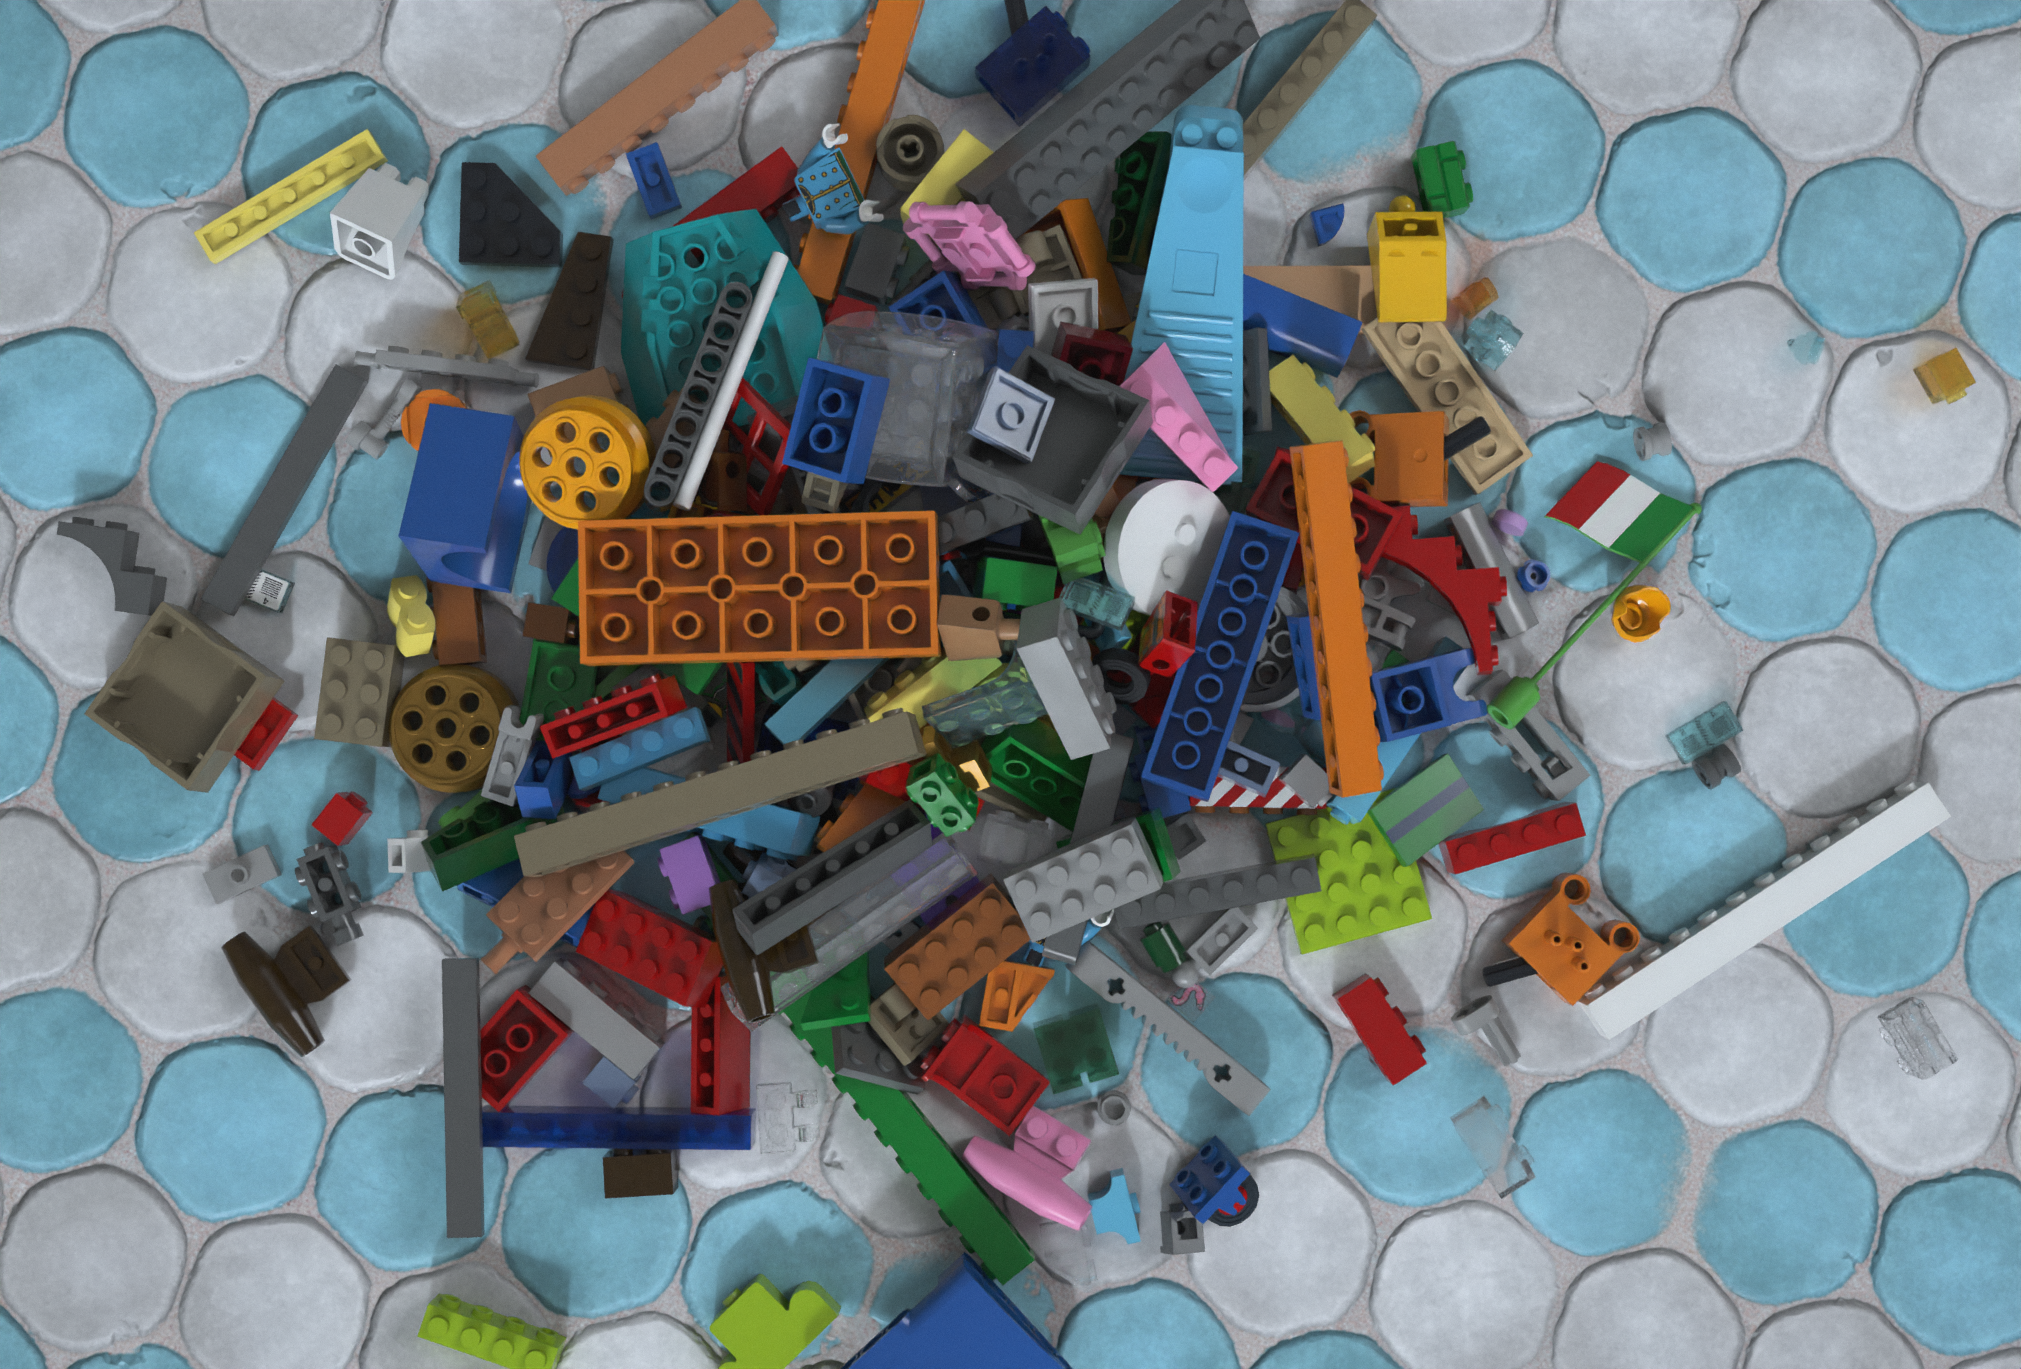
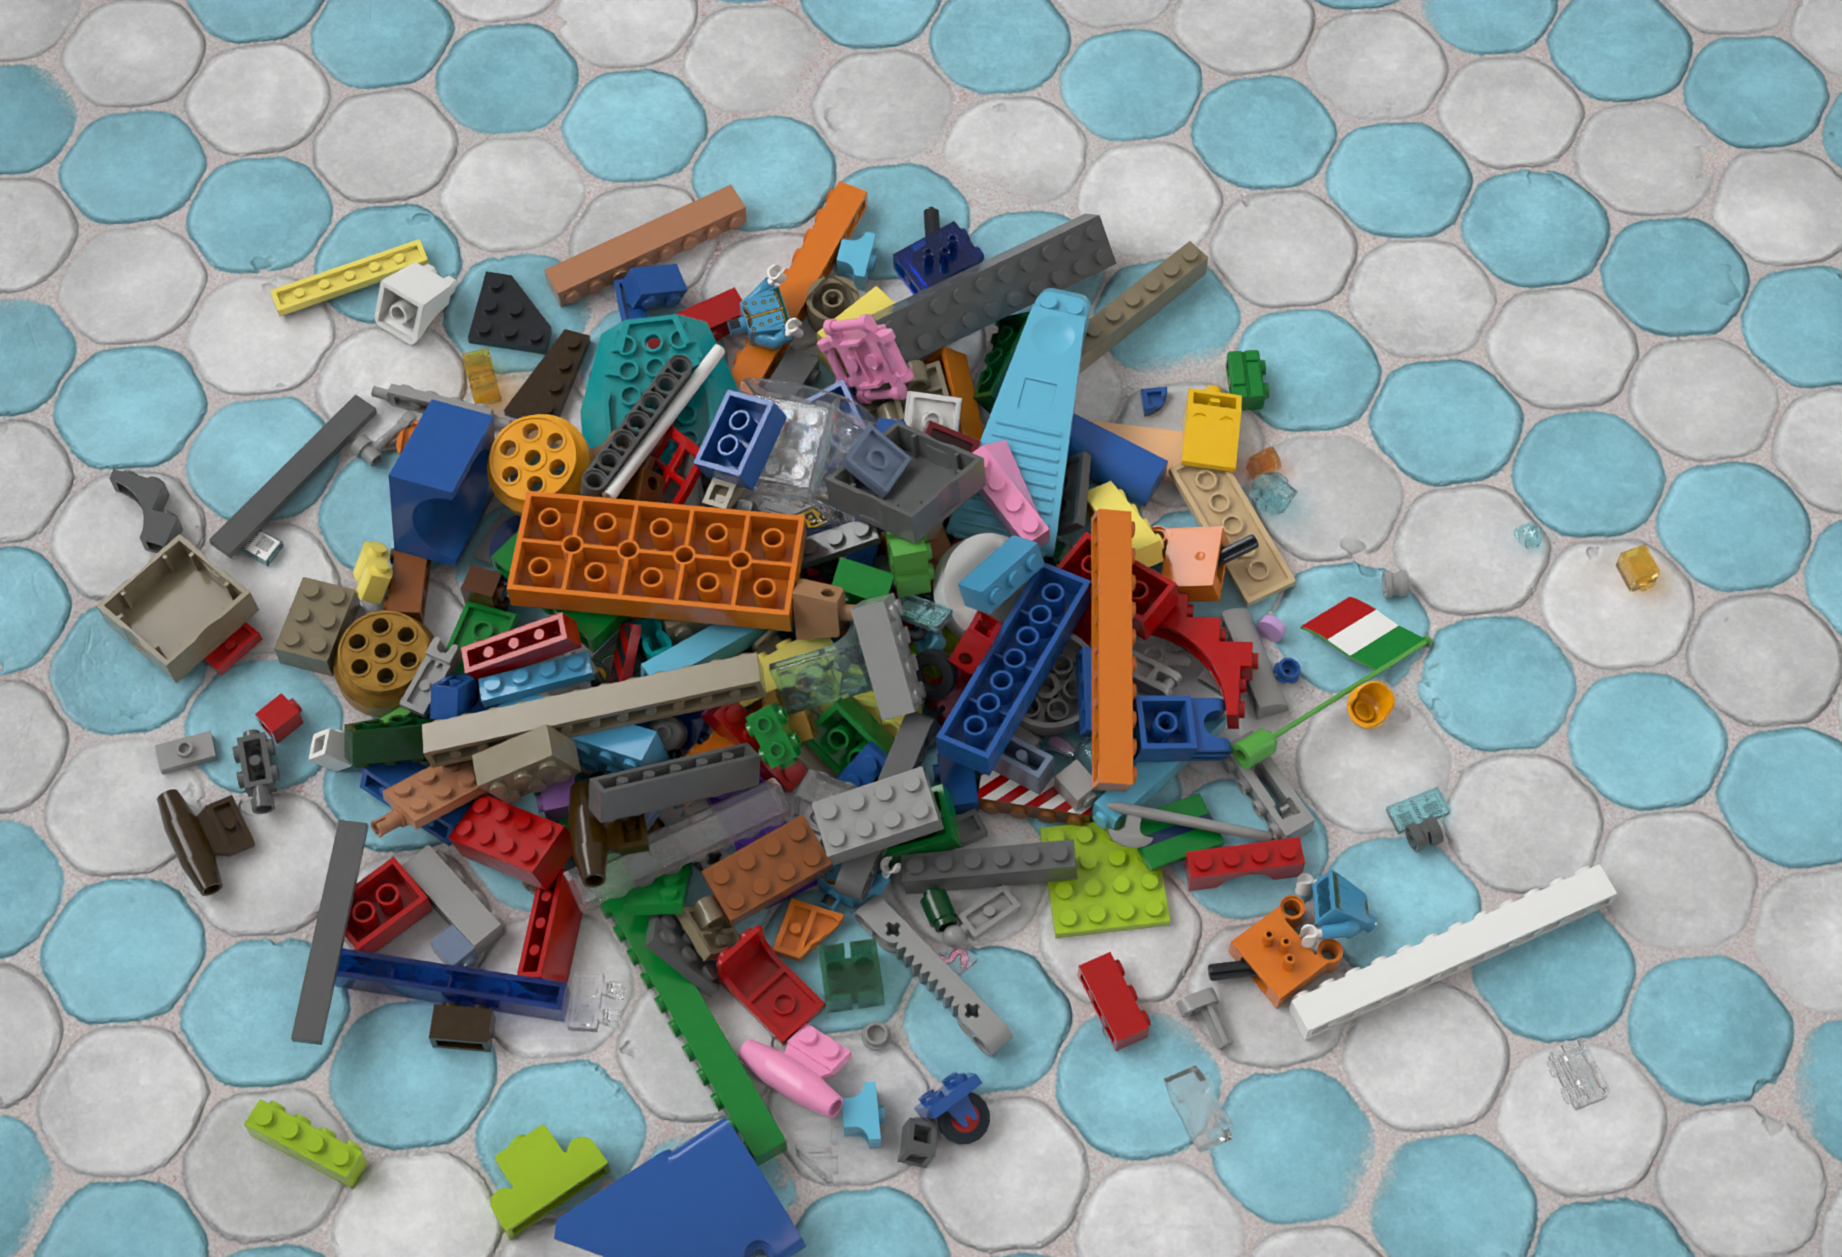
camera: 10 degrees right, 25 degrees down
(651, 876) = (526, 764): none -> dark tan brick
(679, 159) = (654, 286): none -> blue brick
(929, 76) = (857, 259): none -> medium azure brick
(1051, 797) = (864, 766): none -> blue plate
(1189, 544) = (1001, 574): none -> dark azure brick
(1381, 834) = (1132, 837): none -> light grey piece
(1629, 882) = (1338, 908): none -> dark azure torso

